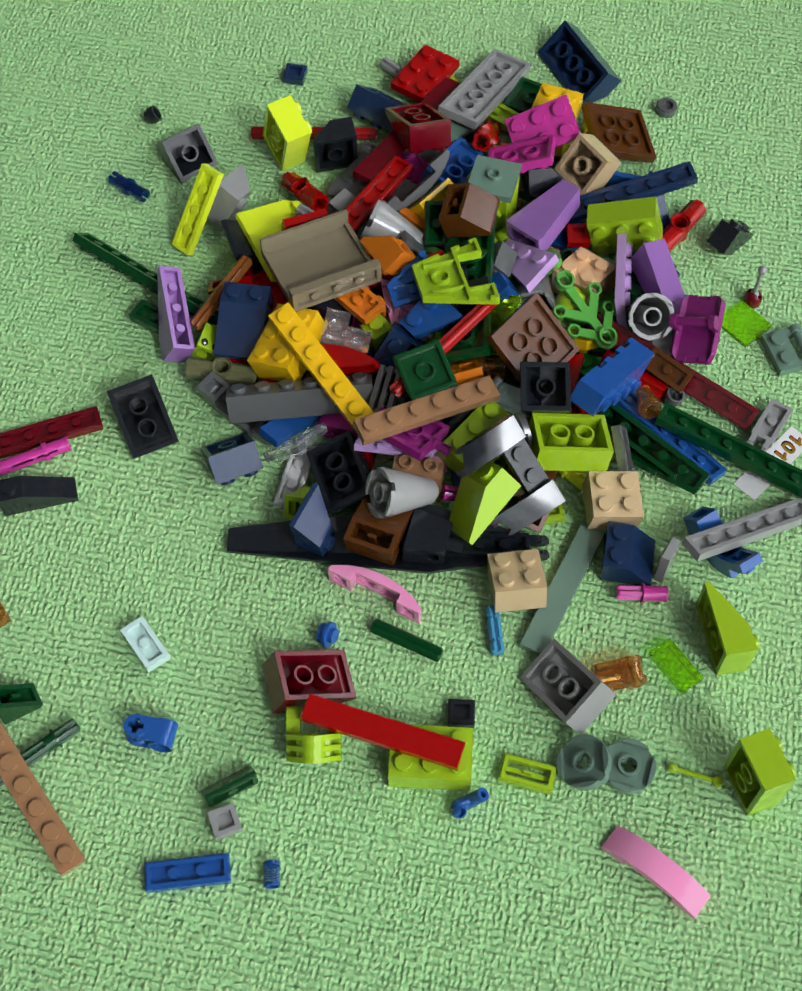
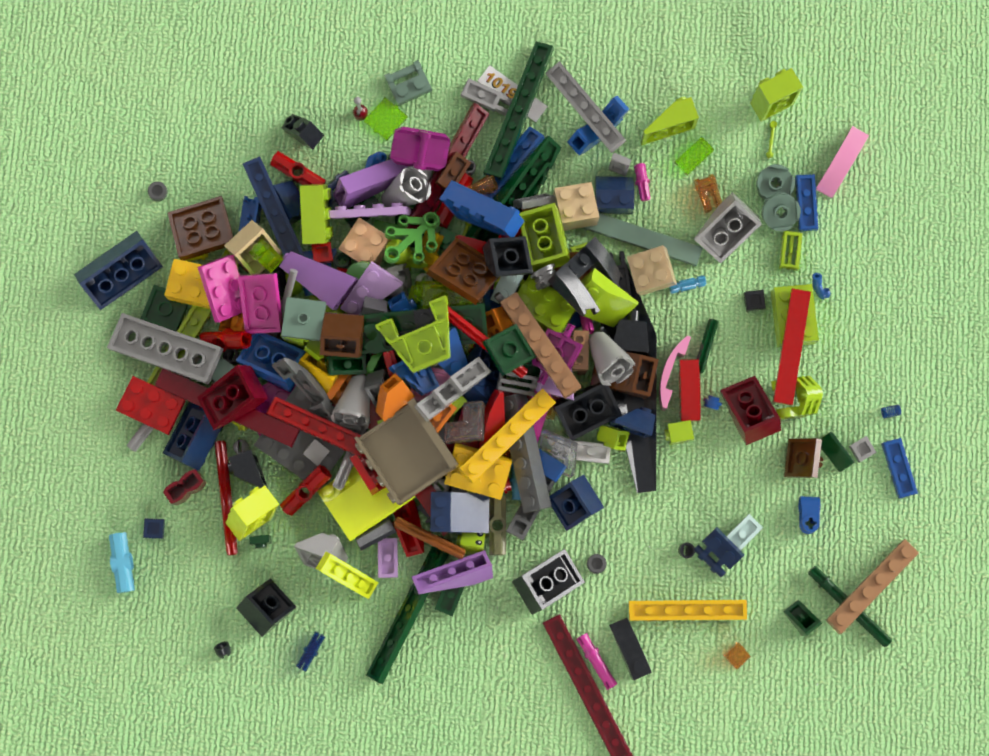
camera: 100 degrees left, 20 degrees up
(65, 566) = (688, 610): none -> yellow plate
(136, 608) = (722, 548): none -> dark blue plate
(141, 568) = (689, 551): none -> black hinge
(152, 474) = (596, 563): none -> dark grey tile
(210, 264) = (388, 558): none -> lavender plate
(226, 733) = (803, 458): none -> reddish brown tile
(259, 154) = (260, 541): none -> dark green plate
(264, 43) = (121, 562): none -> medium azure piece
(295, 587) = (679, 432): none -> lime brick
(331, 94) = (188, 484): none -> dark red brick
(348, 605) = (689, 390): none -> red slope
(384, 305) = (452, 389): none -> light grey slope
(537, 186) = (288, 289): none -> light grey bar
(577, 167) = (266, 255): none -> clear neon green brick
(596, 808) = (808, 203): none -> blue tile

